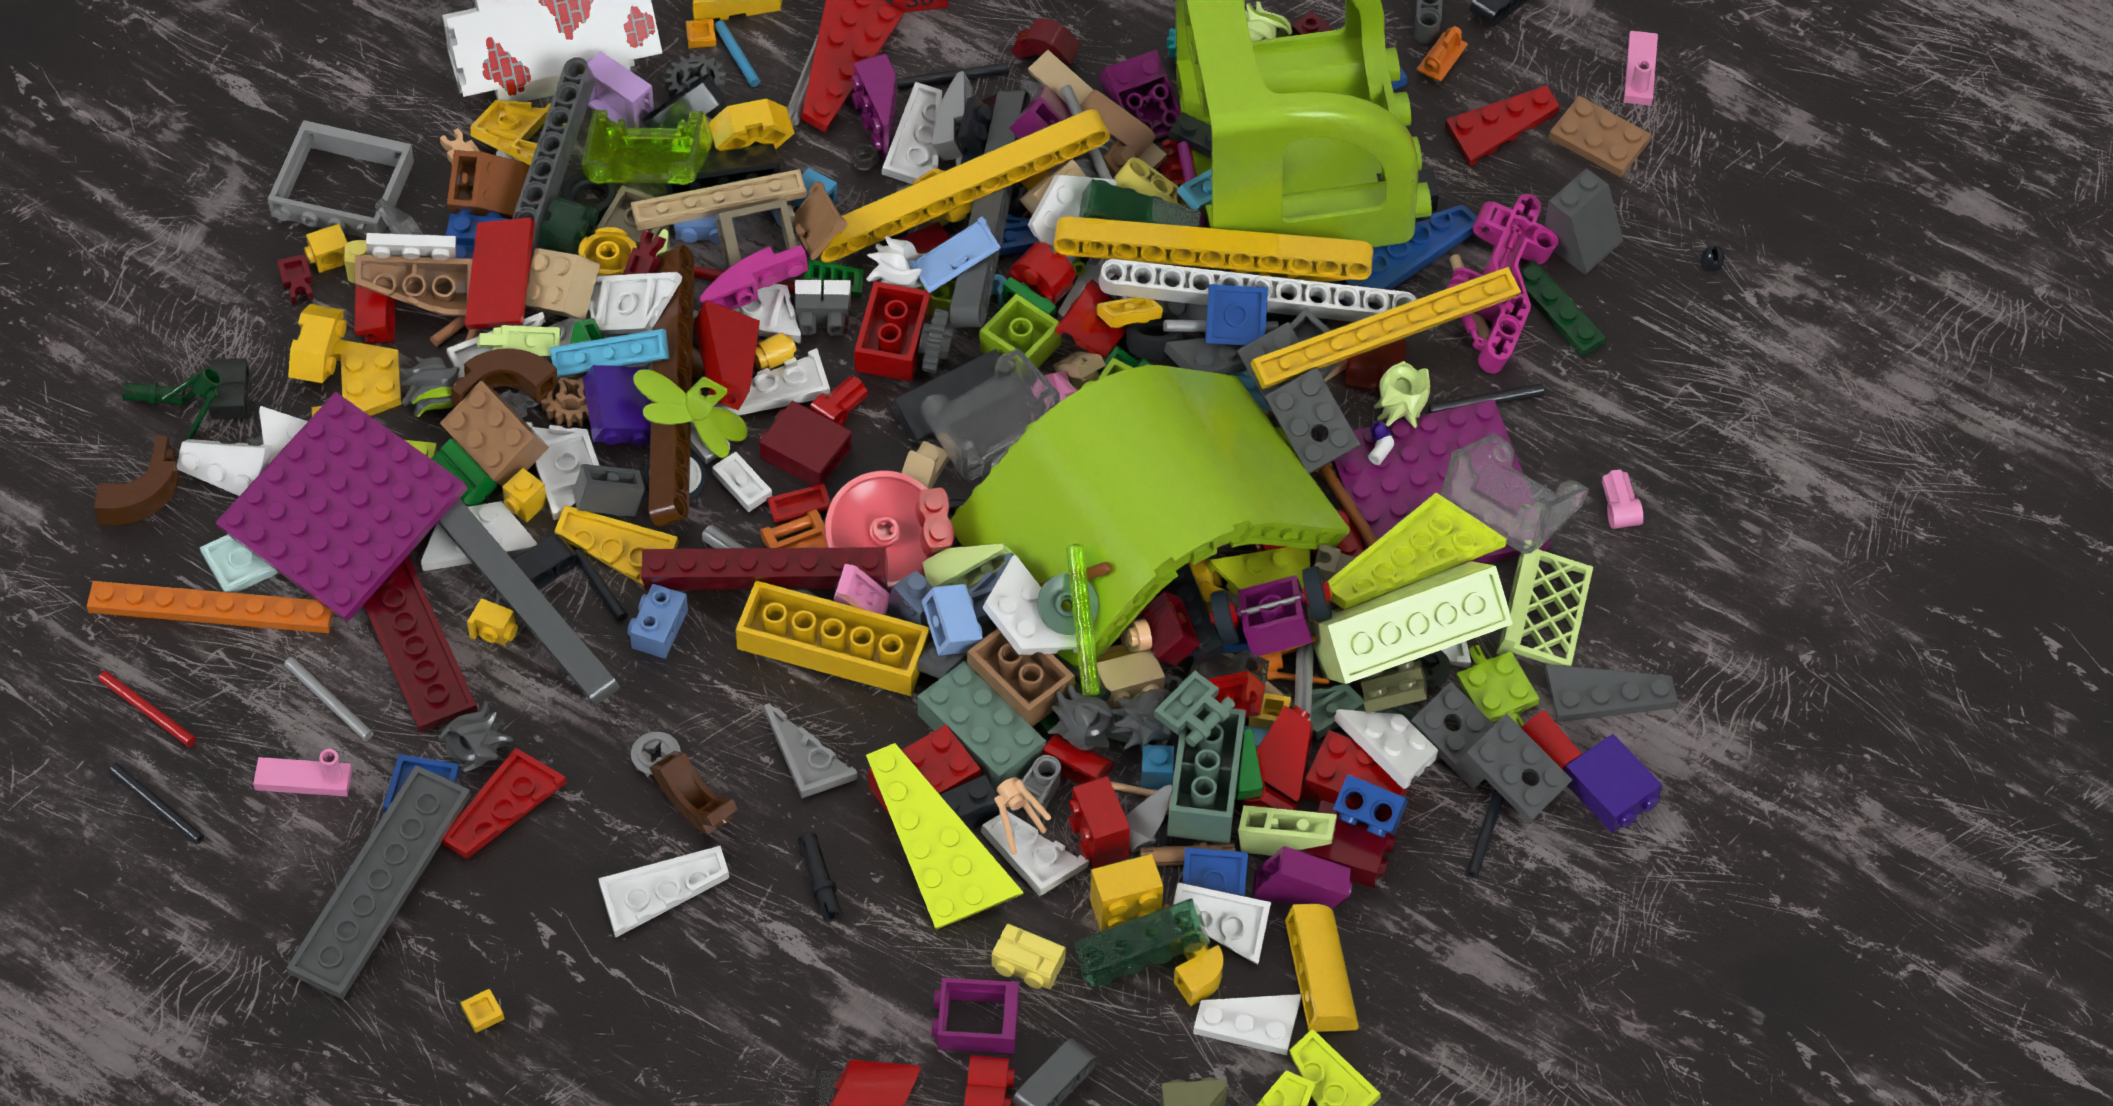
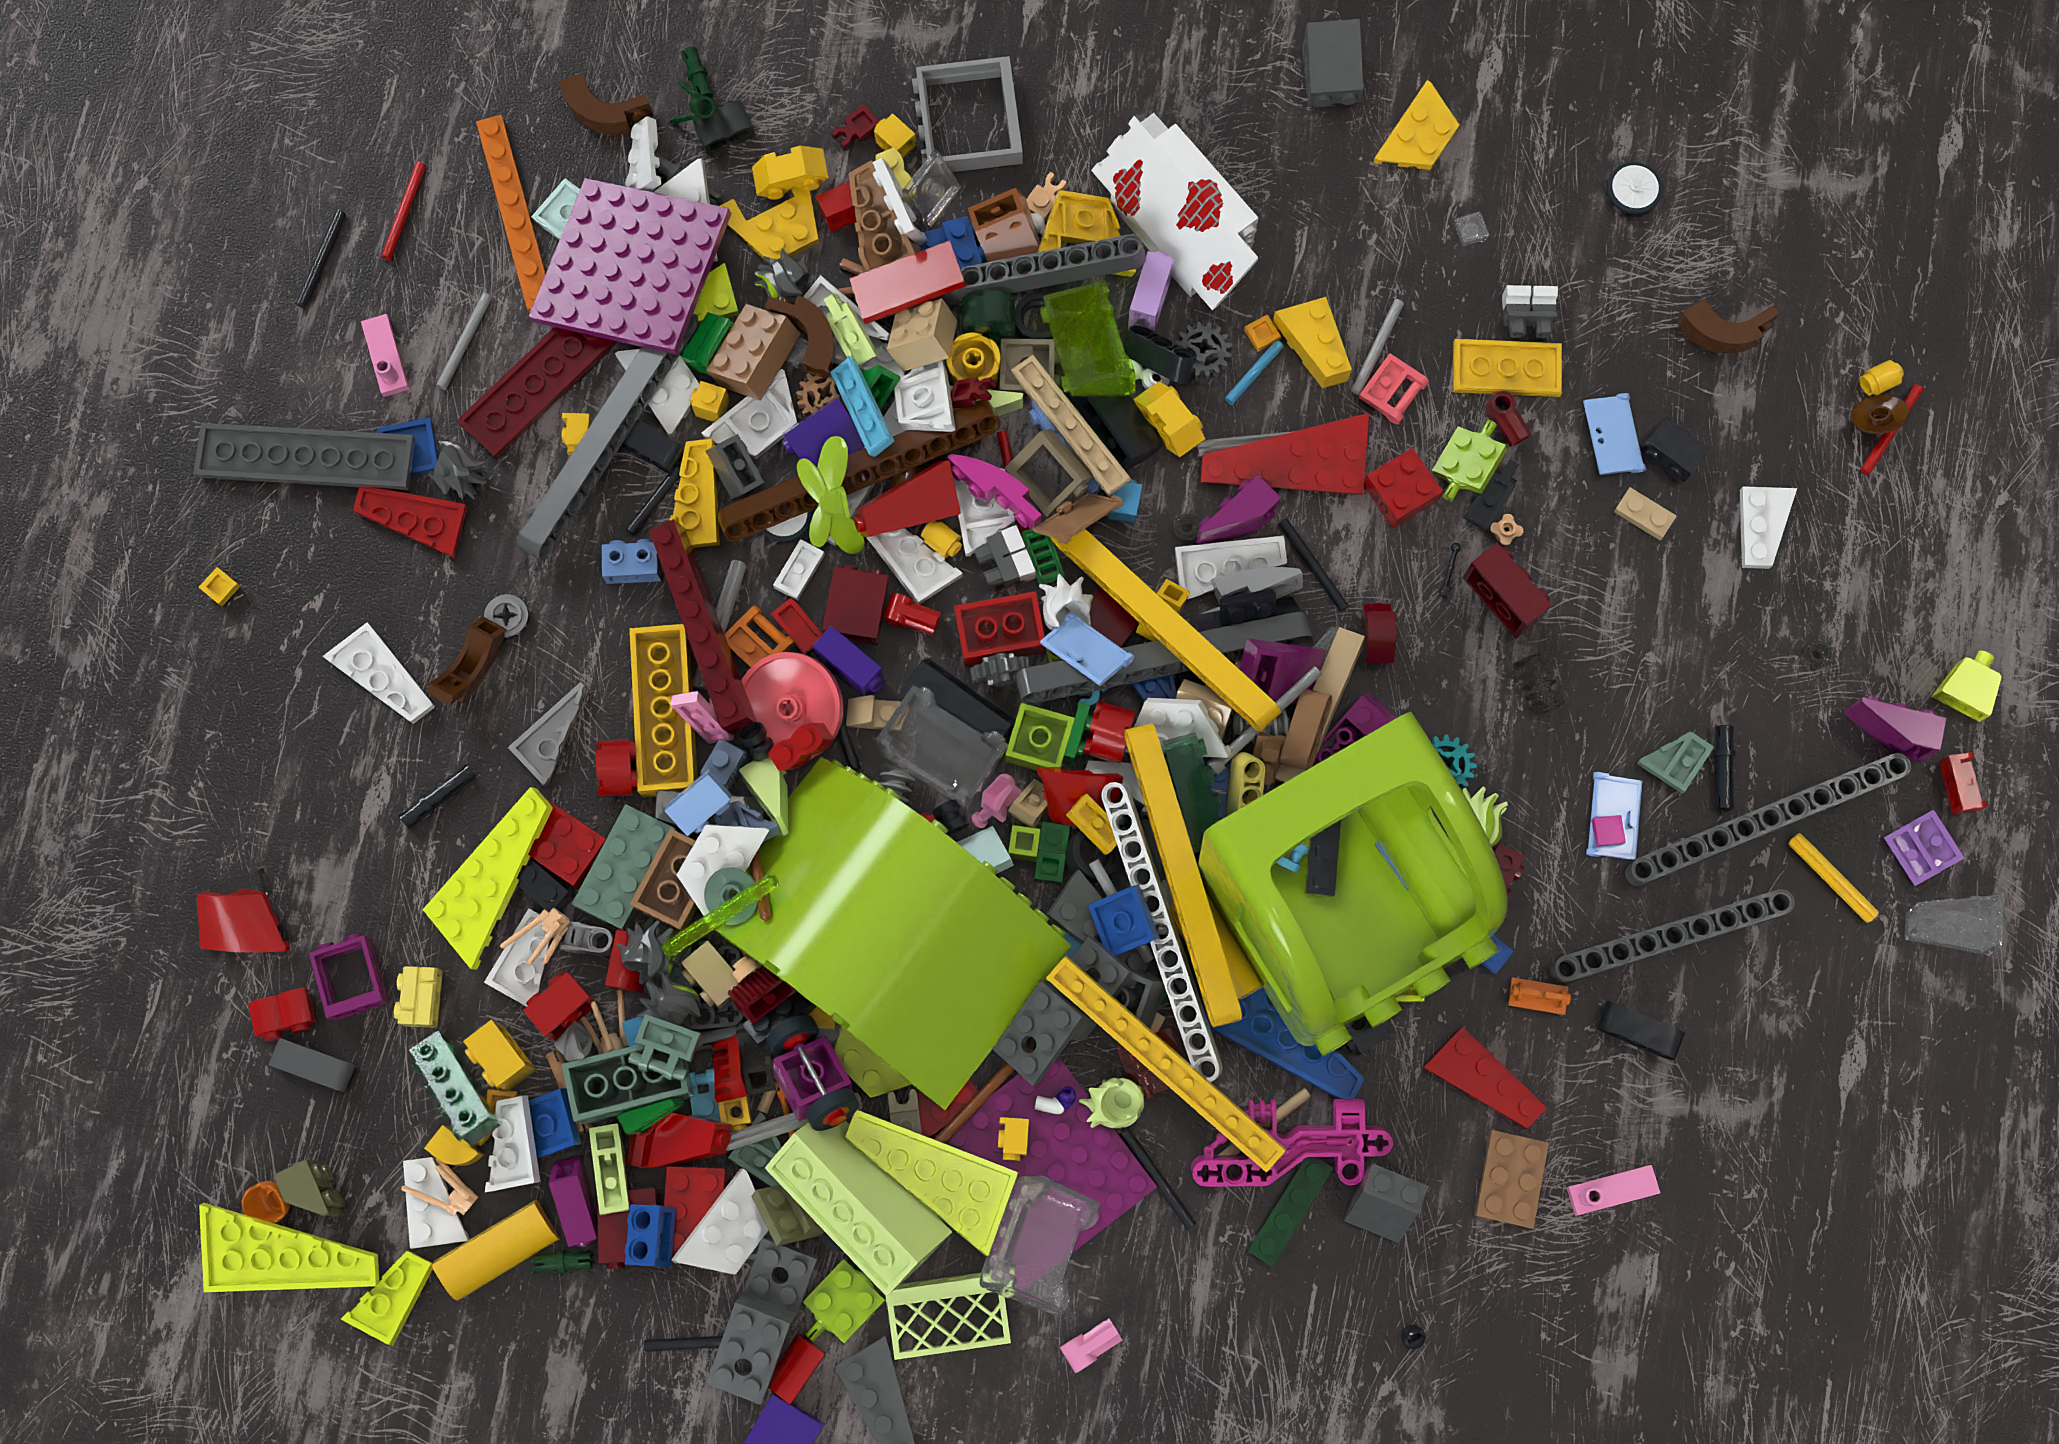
camera: 70 degrees right, 20 degrees up
(868, 452) = (849, 663): none -> dark purple brick
(873, 697) = (614, 767): none -> red brick
(905, 560) = (755, 739): none -> black wheel
(1257, 983) = (461, 1197): none -> light nougat plant
(1358, 918) = (562, 1262): none -> dark green pin
(1401, 483) = (1013, 1138): none -> yellow brick

